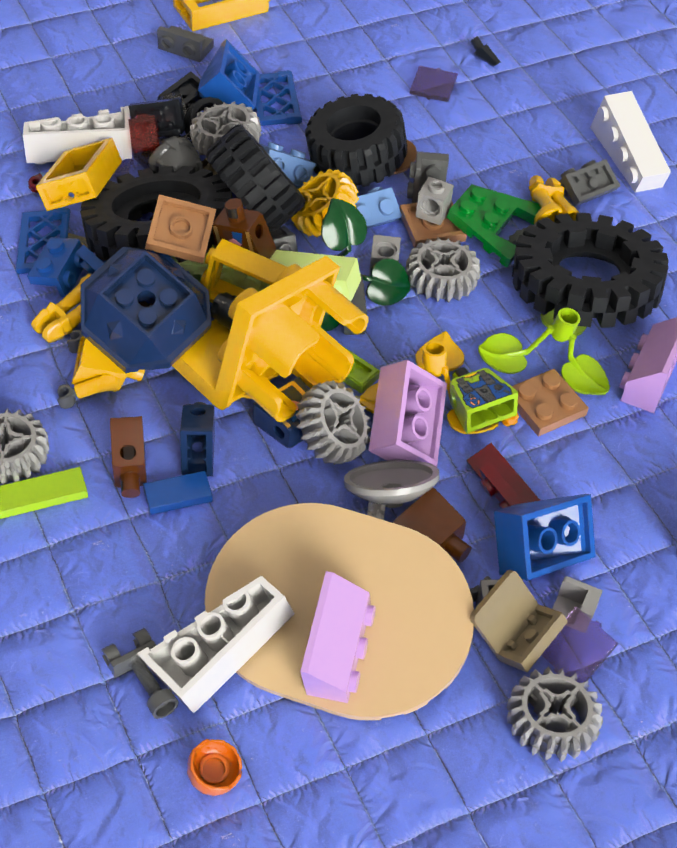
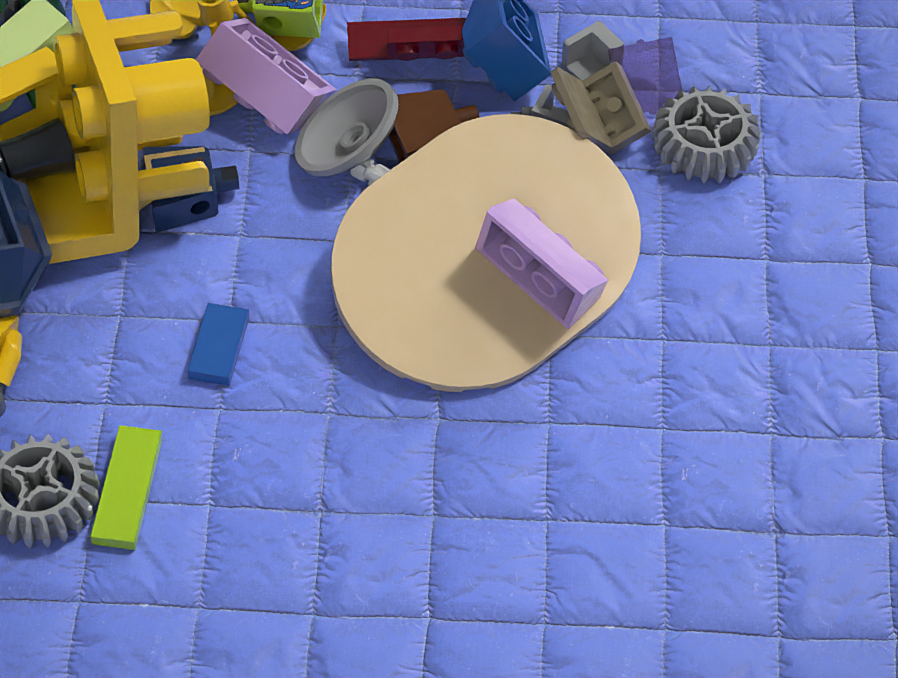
camera: 60 degrees left, 5 degrees up
(128, 454) = (147, 362): reddish brown torso -> none
(161, 701) = (418, 491): dark grey bar -> none
(197, 426) = (163, 284): dark blue torso -> none
(214, 767) = (612, 445): orange hair -> none
(218, 642) = (477, 382): white wedge -> none
(333, 422) = (241, 145): light grey gear -> none

